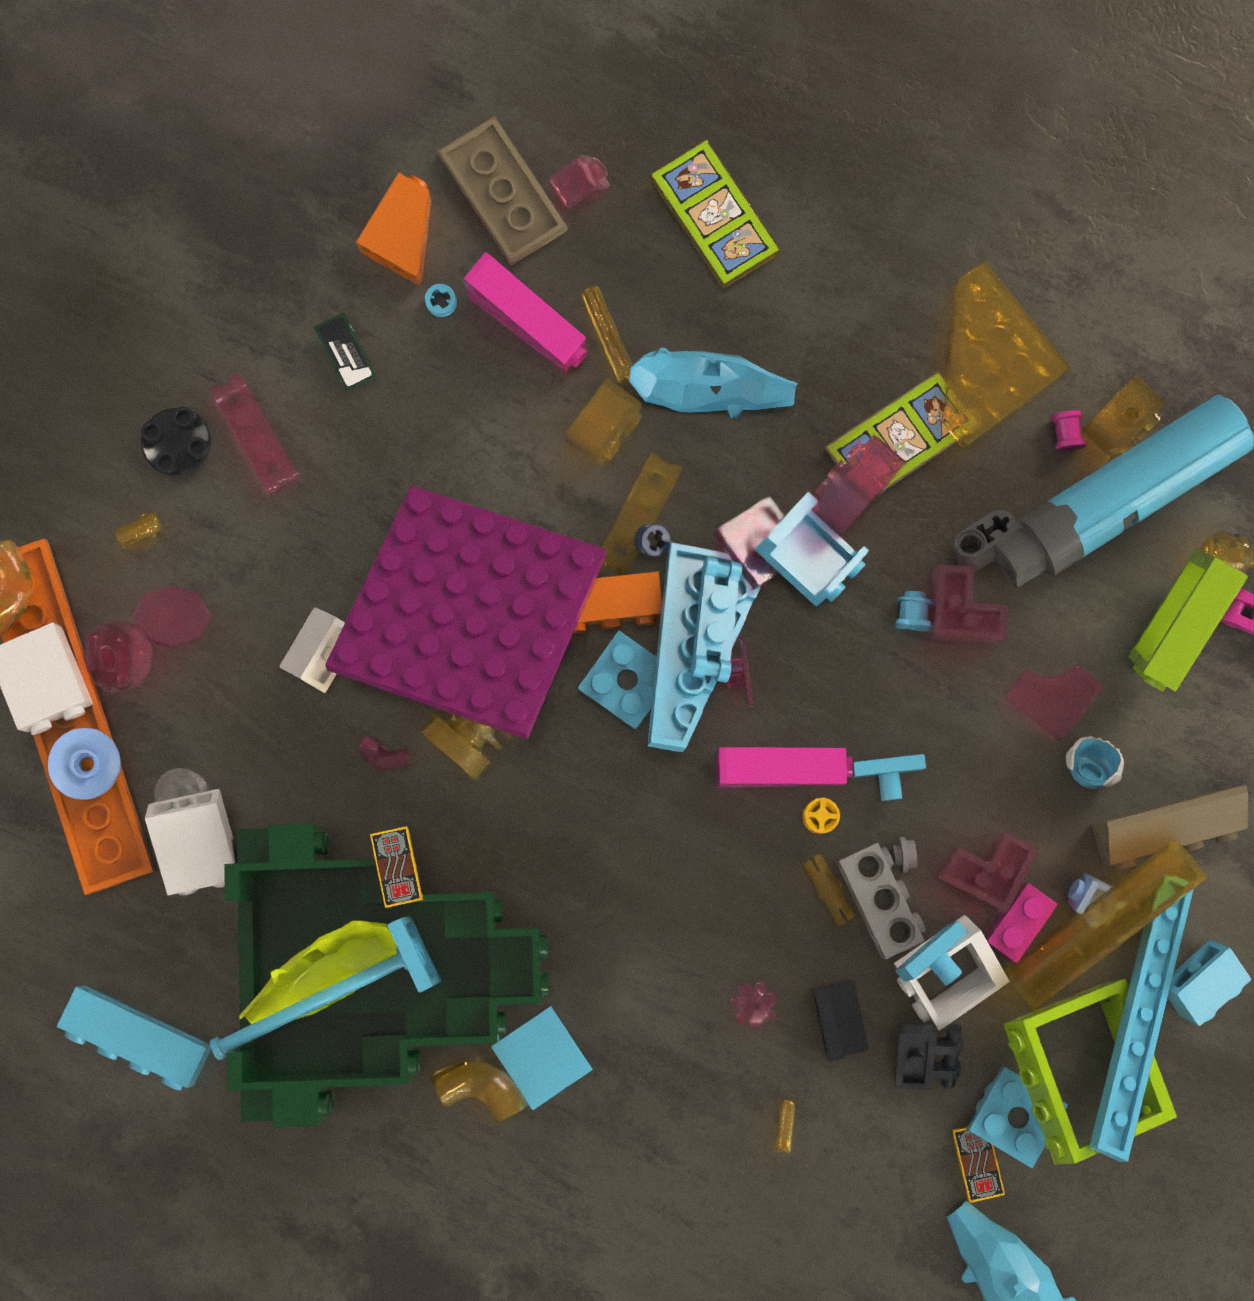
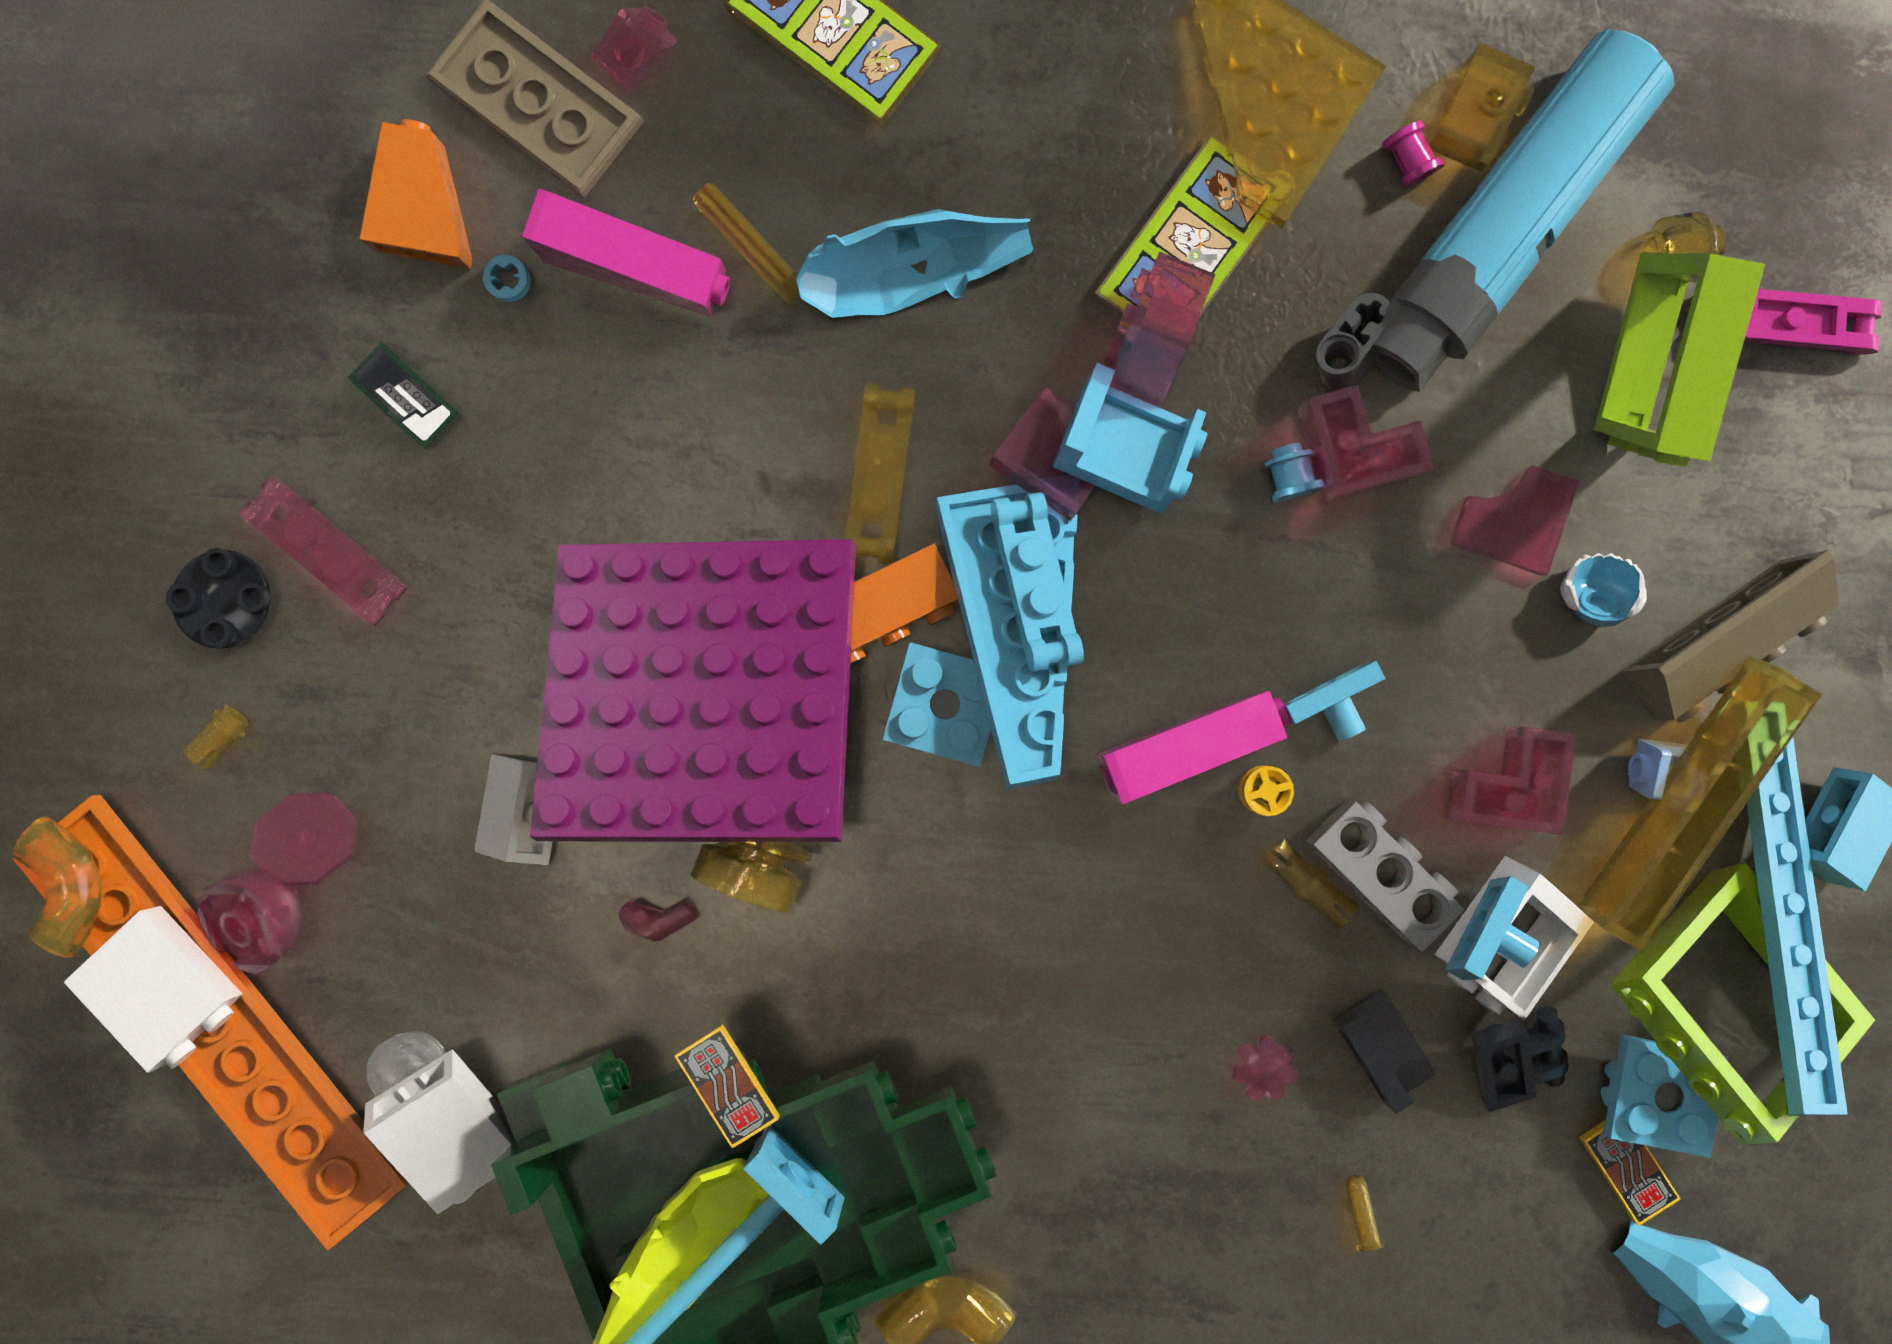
camera: 20 degrees left, 5 degrees up
(67, 758) = (235, 1087): light blue dish -> none
(541, 1058) = (1014, 1242): medium azure piece -> none
(604, 422) = (787, 365): clear yellow brick -> none
(643, 544) = (919, 492): dark blue bush -> none
(742, 679) = (1100, 644): clear pink piece -> none
(905, 854) = (1395, 801): light grey plate -> none
(1016, 929) = (1582, 853): dark pink brick -> none

